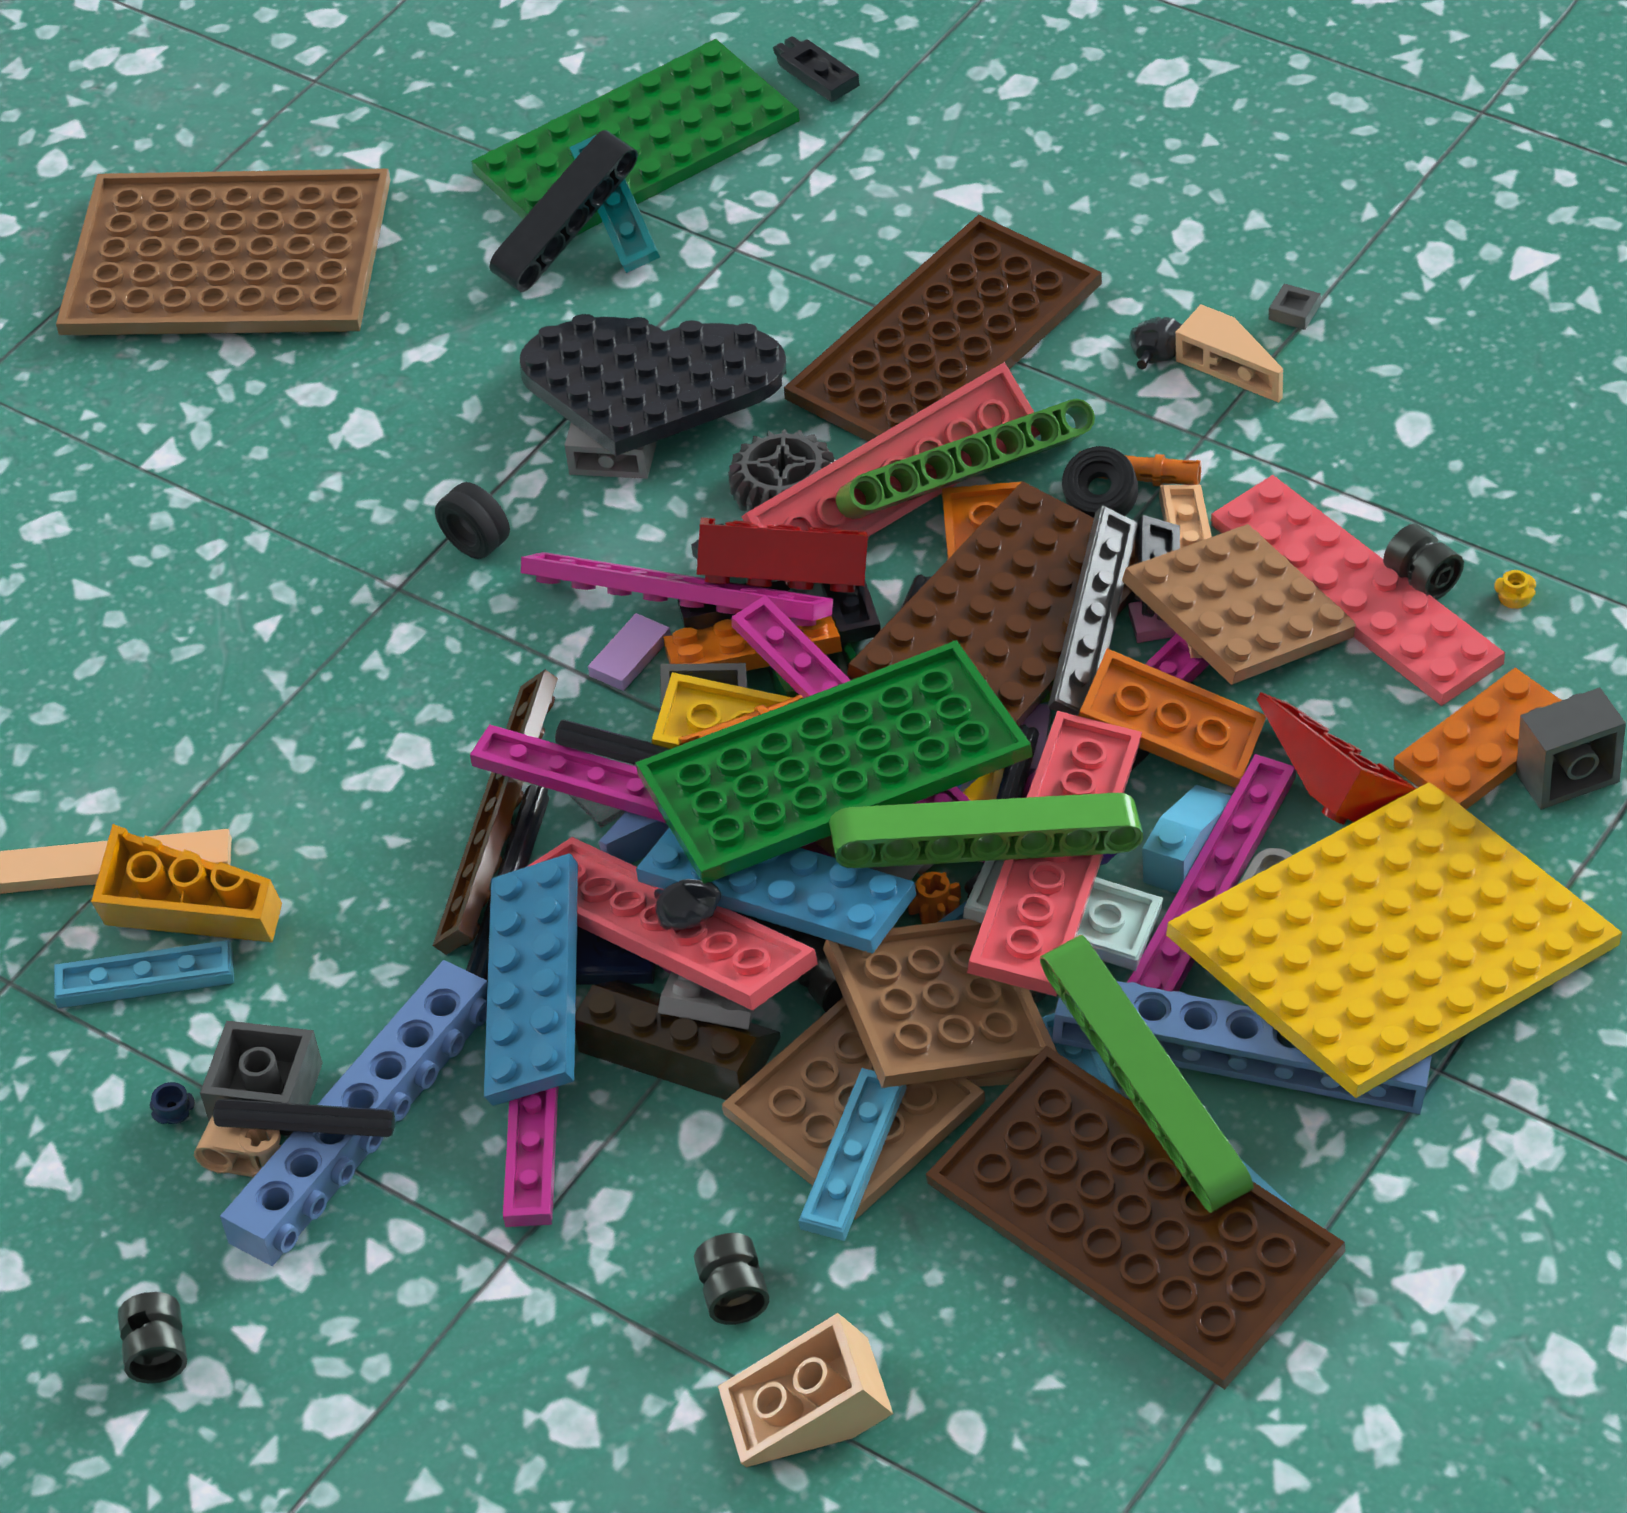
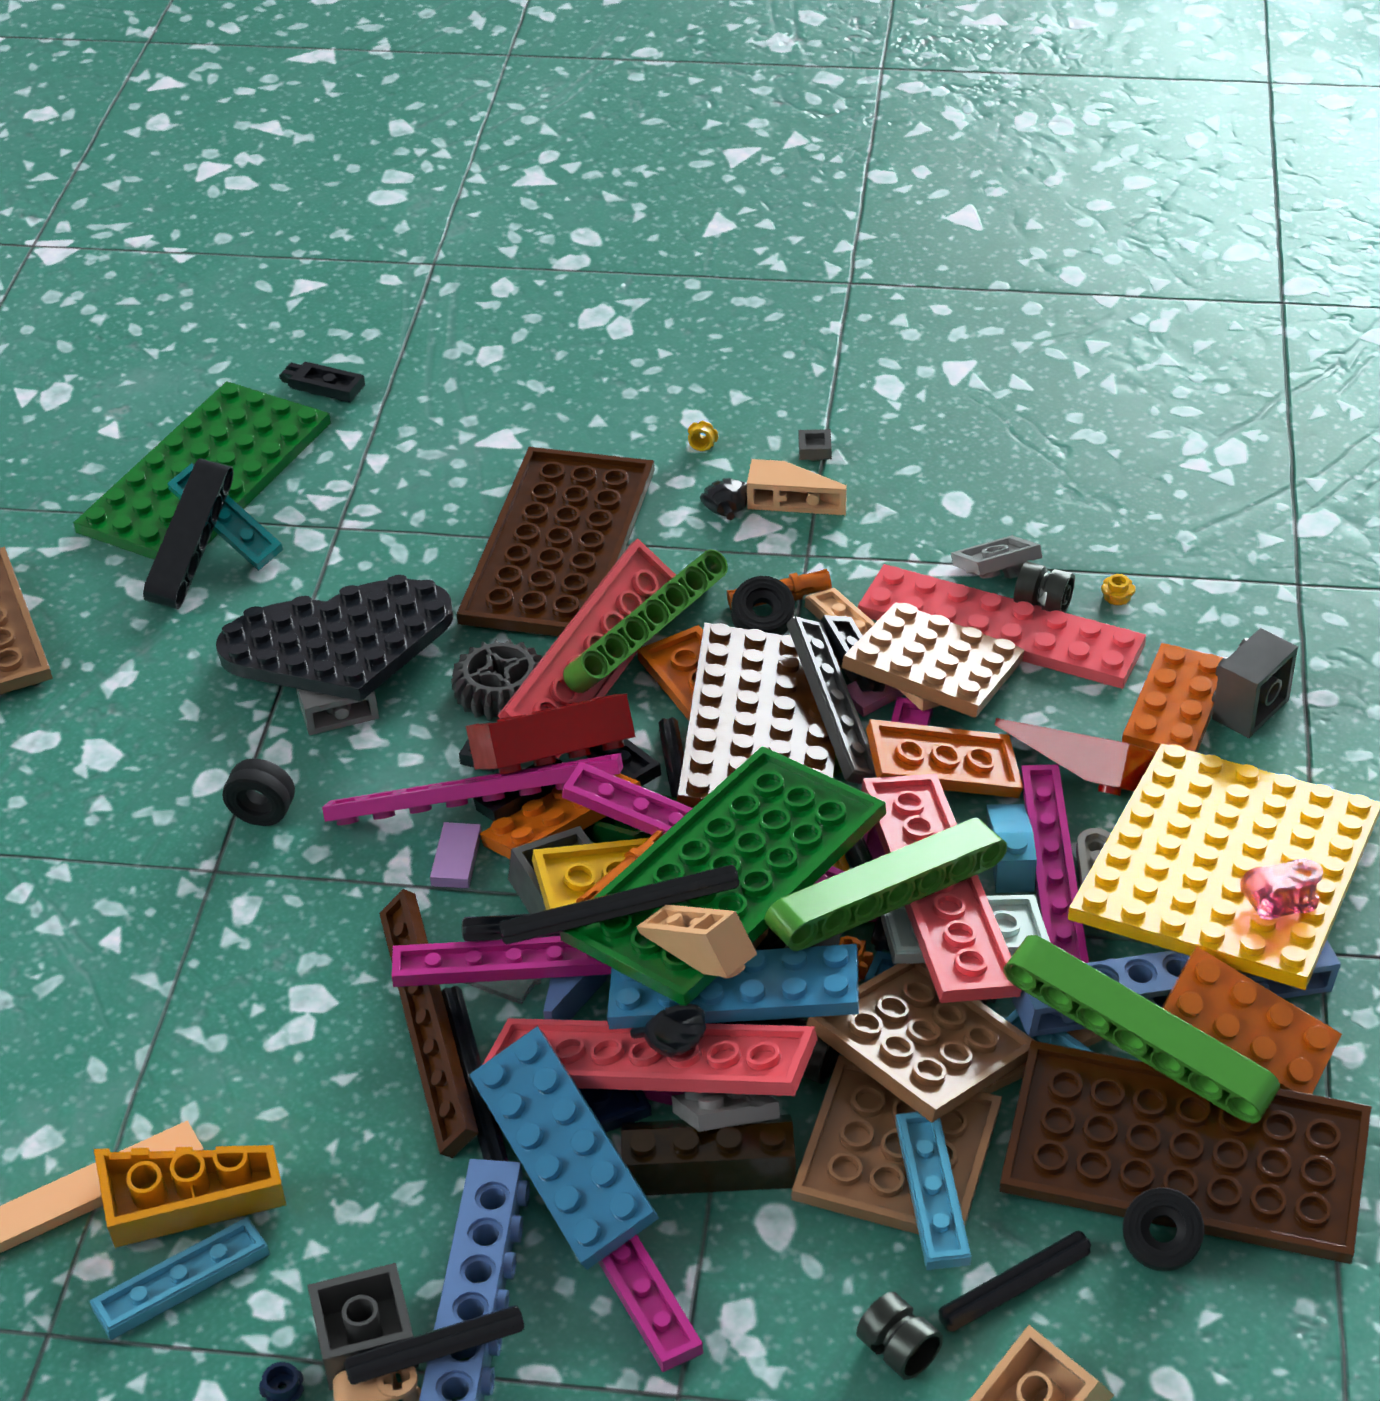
camera: 30 degrees left, 5 degrees down
(702, 758) = (619, 904): none -> black axle
(744, 822) = (702, 938): none -> light nougat slope
(883, 1273) = (1014, 1281): none -> black axle
(1021, 1276) = (1170, 1204): none -> black tyre
(1177, 257) = (701, 442): none -> yellow plate
(1280, 1113) = (1252, 1021): none -> orange plate
(1392, 983) = (1280, 890): none -> clear pink piece
(1396, 504) = (1001, 554): none -> light grey hinge

